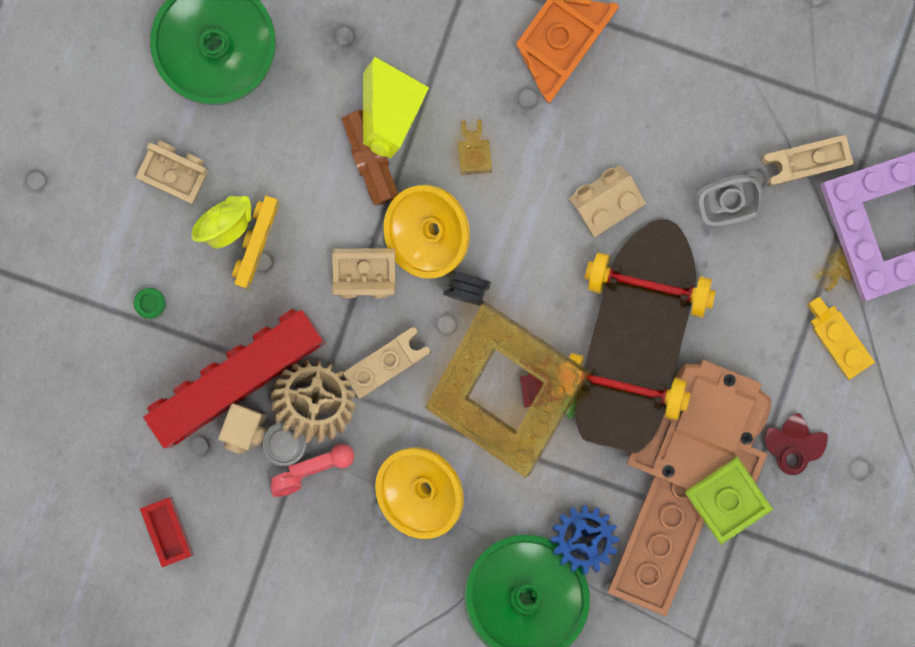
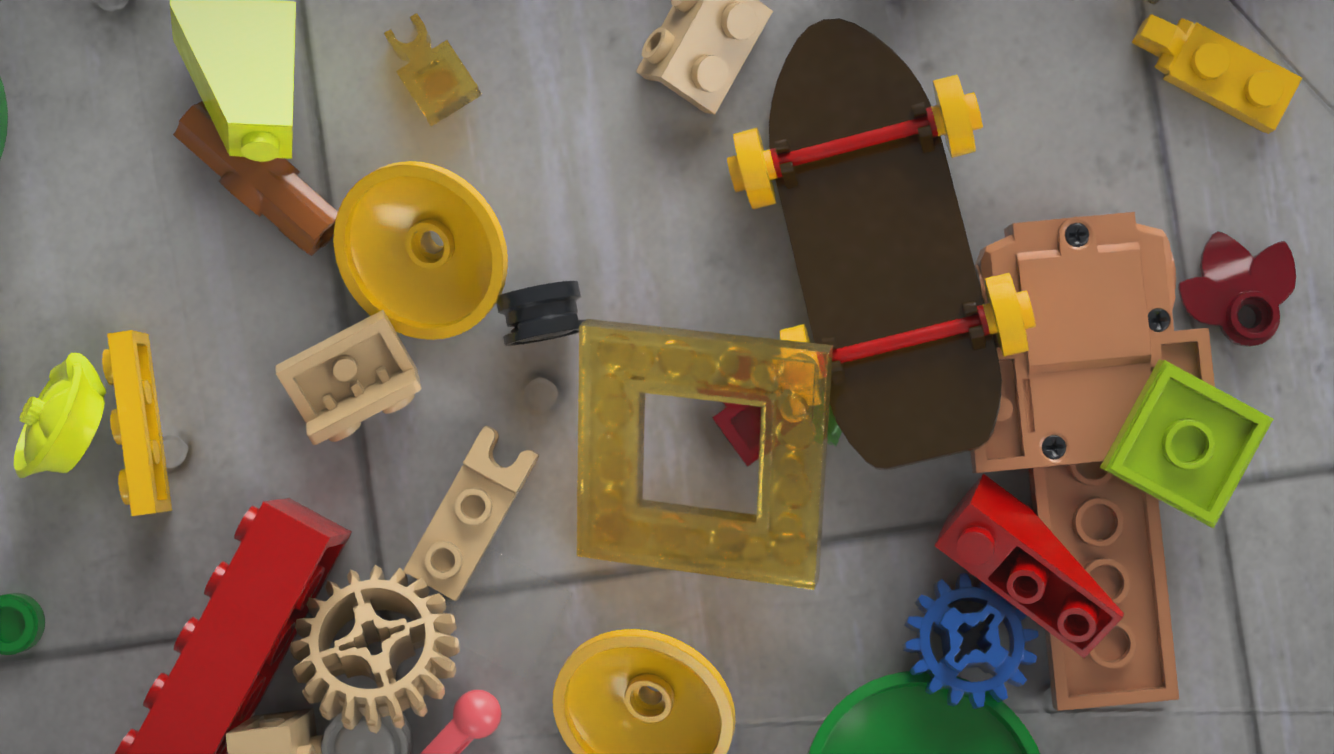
camera: 30 degrees left, 0 degrees up
(628, 518) = (1027, 566): none -> red slope

